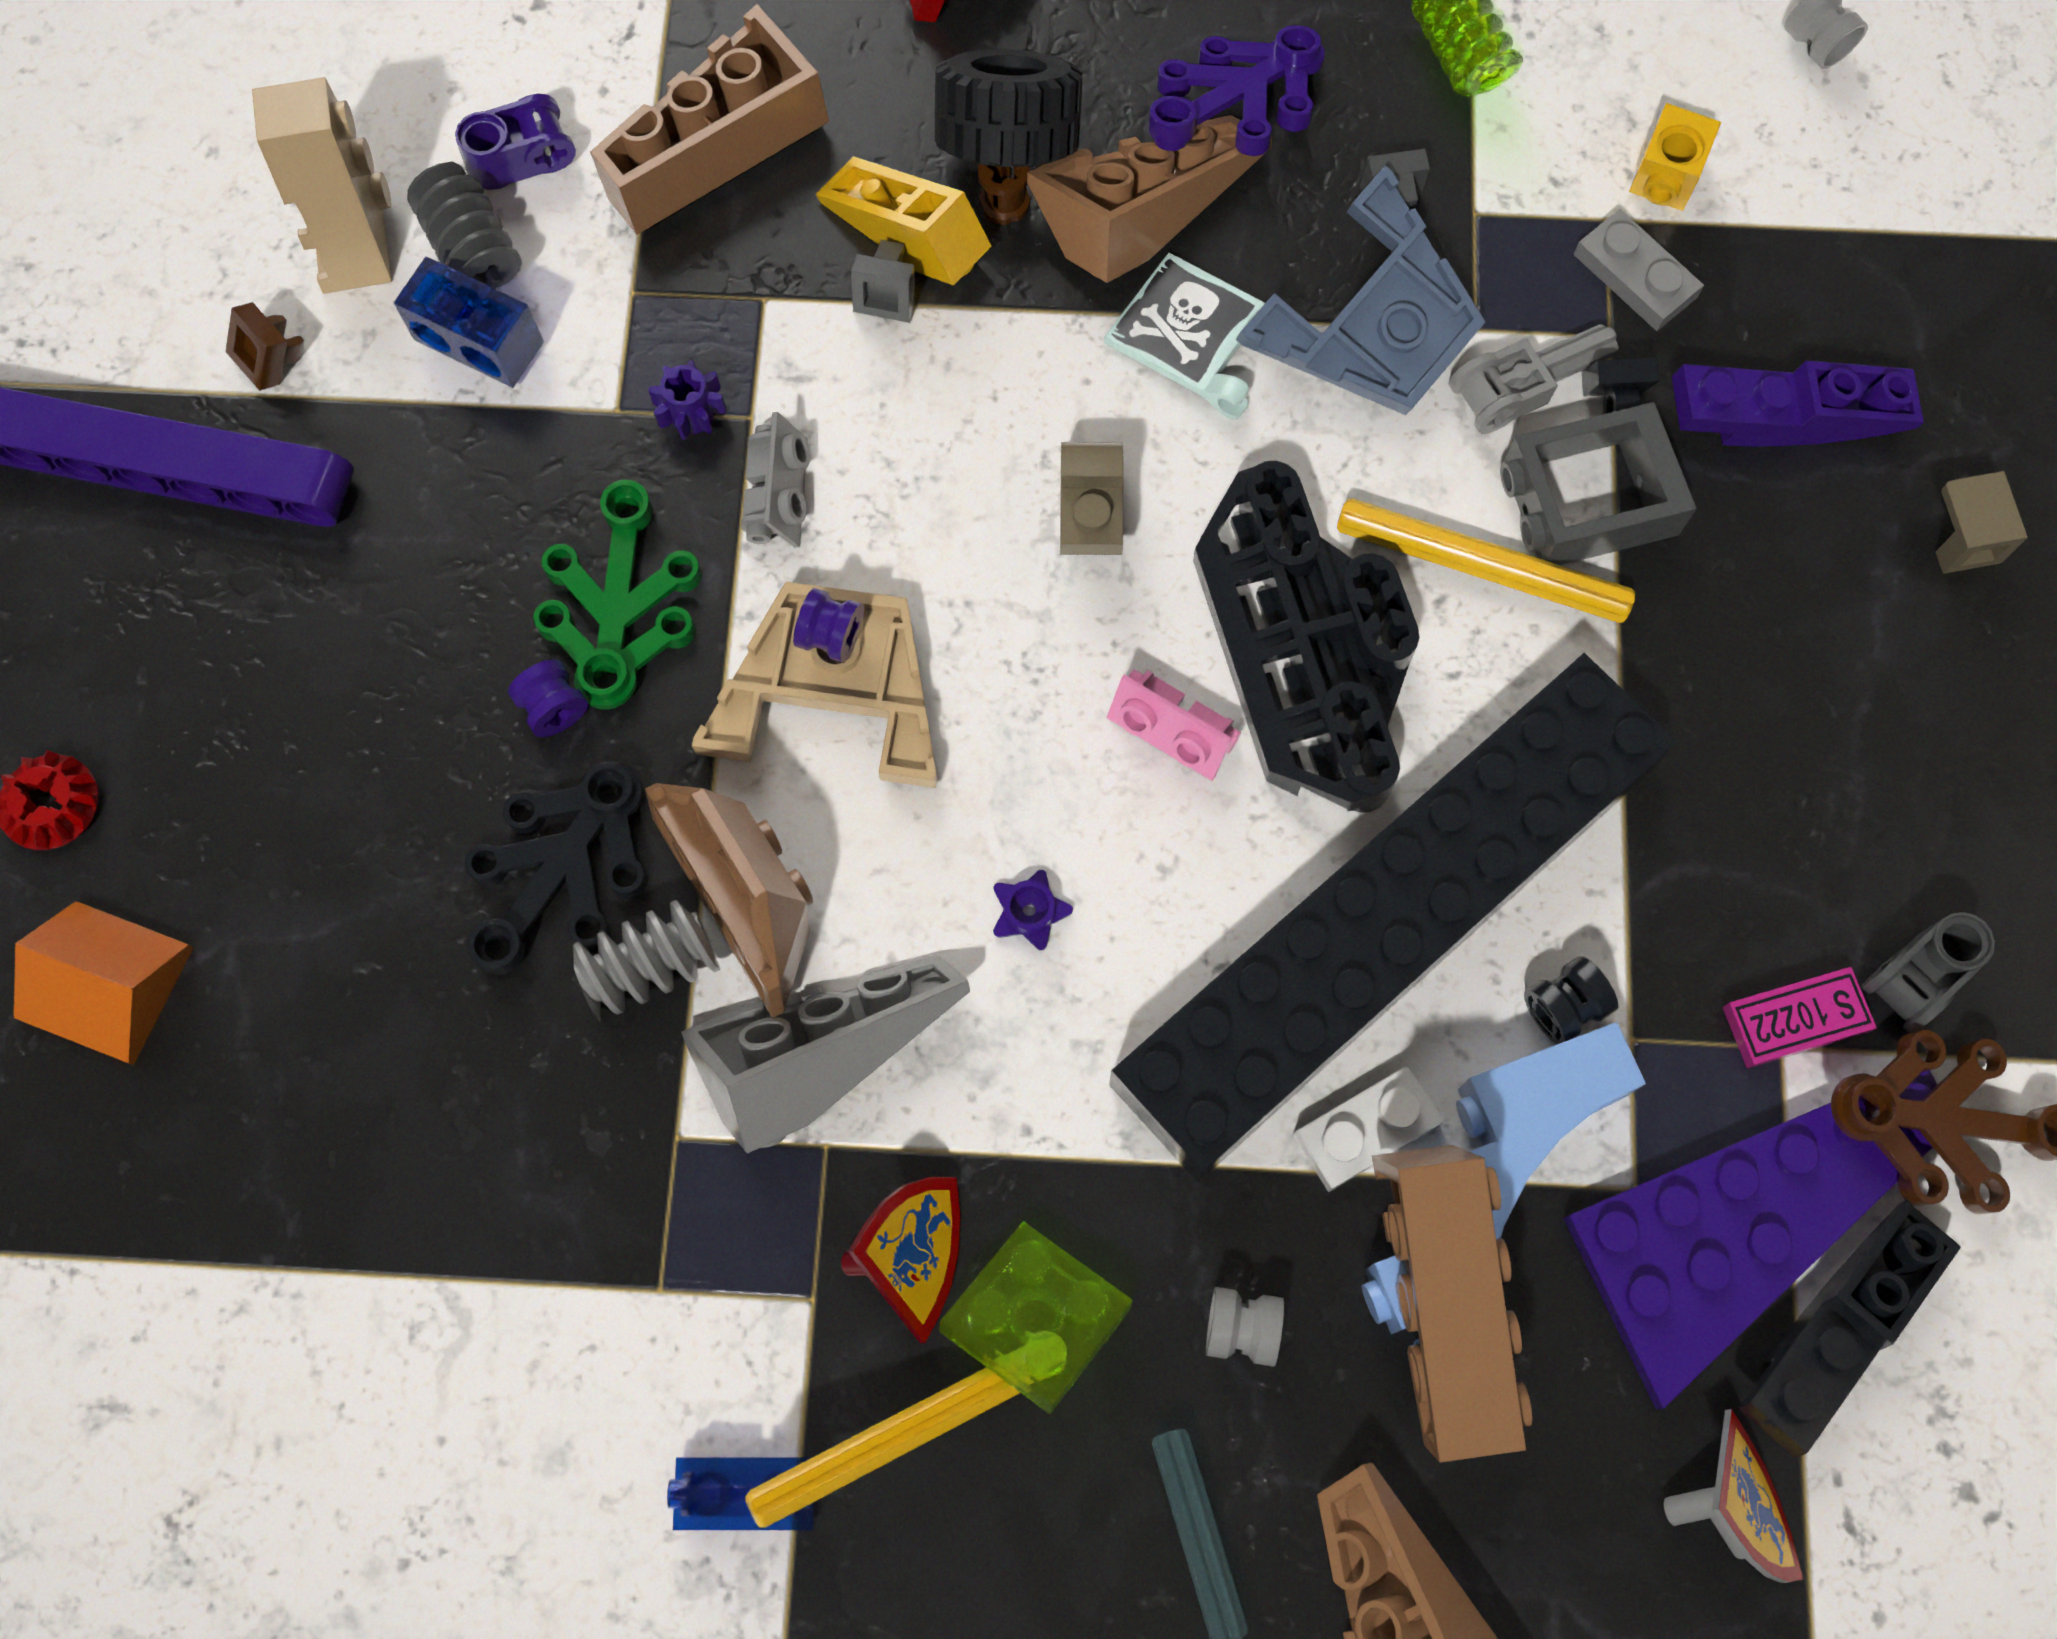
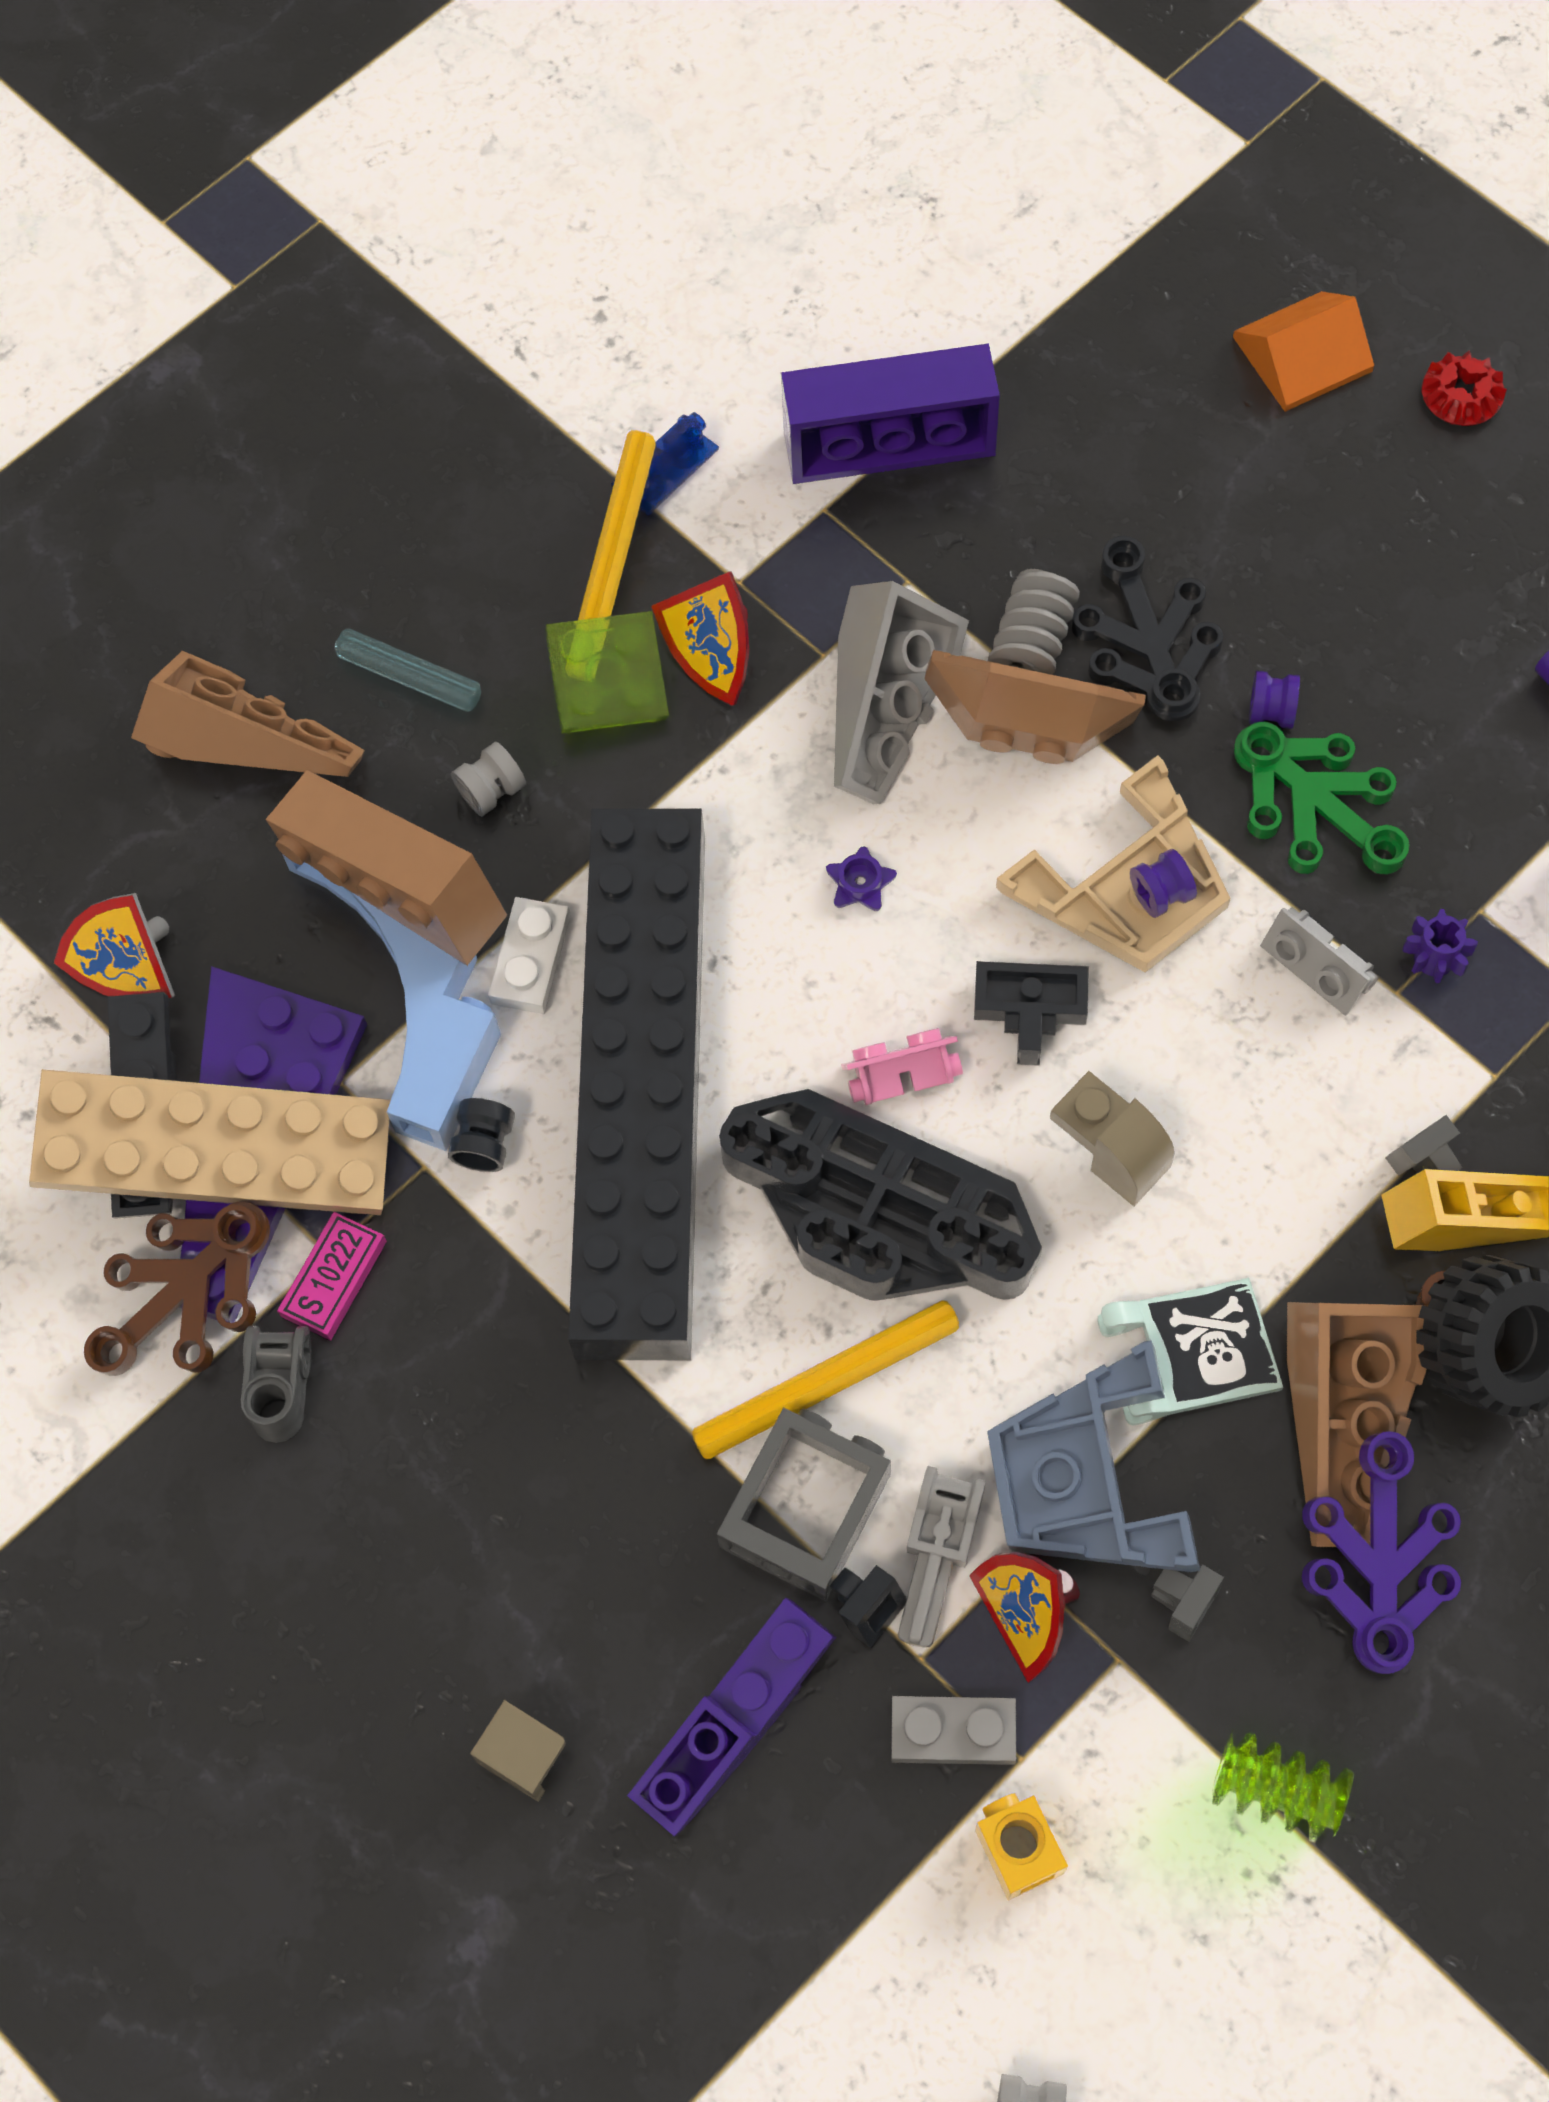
camera: 135 degrees right, 5 degrees down
(509, 1288) = (890, 413): none -> dark purple brick
(1022, 666) = (1031, 1000): none -> black hinge
(1514, 266) = (1026, 1605): none -> shield
(1836, 1214) = (209, 1142): none -> tan plate

